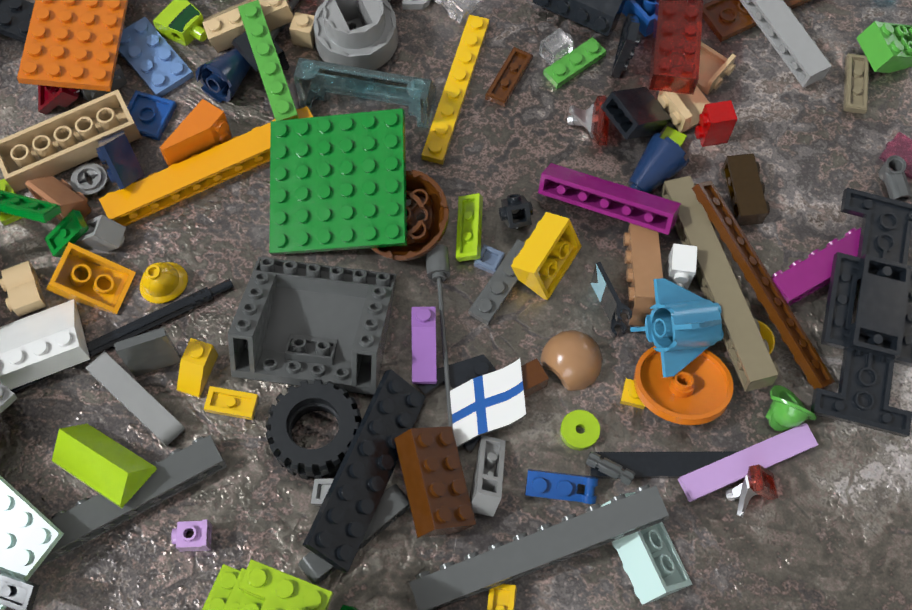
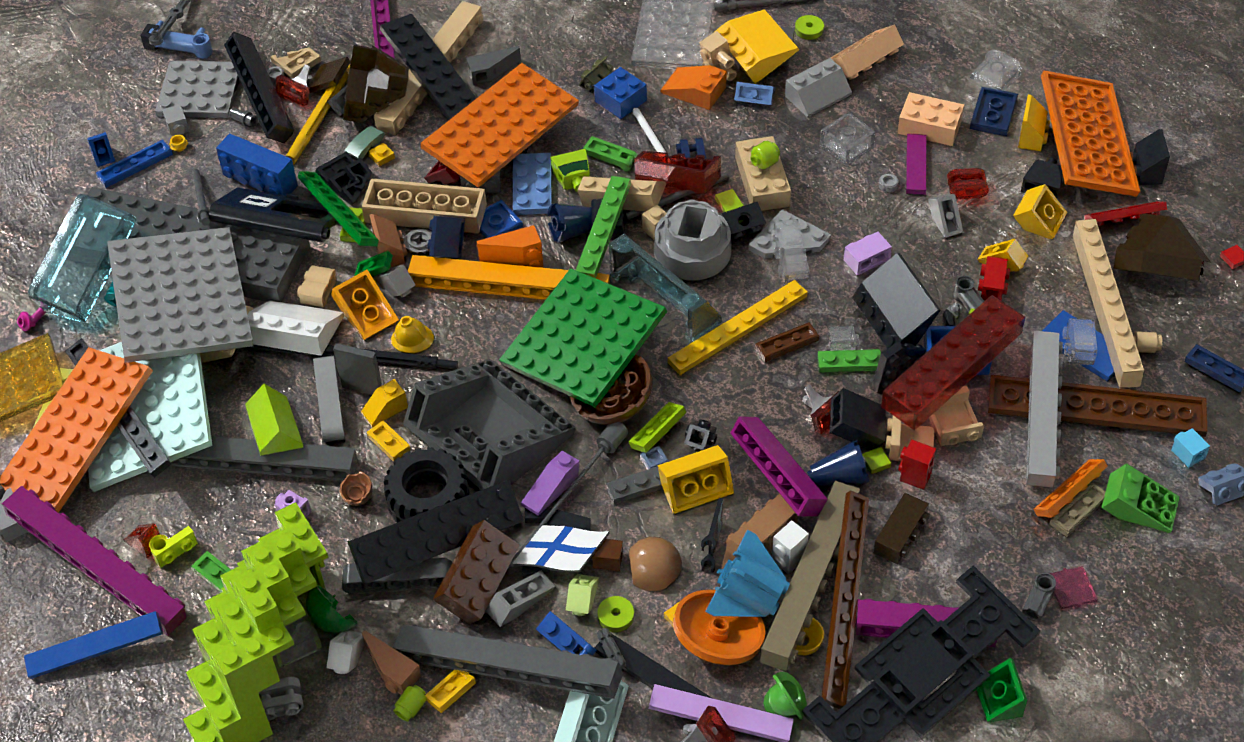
camera: 40 degrees right, 15 degrees down
(243, 474) = (356, 489): none -> nougat hair
(540, 433) = (581, 594): none -> yellowish green slope
(839, 75) = (1070, 488): none -> orange plate

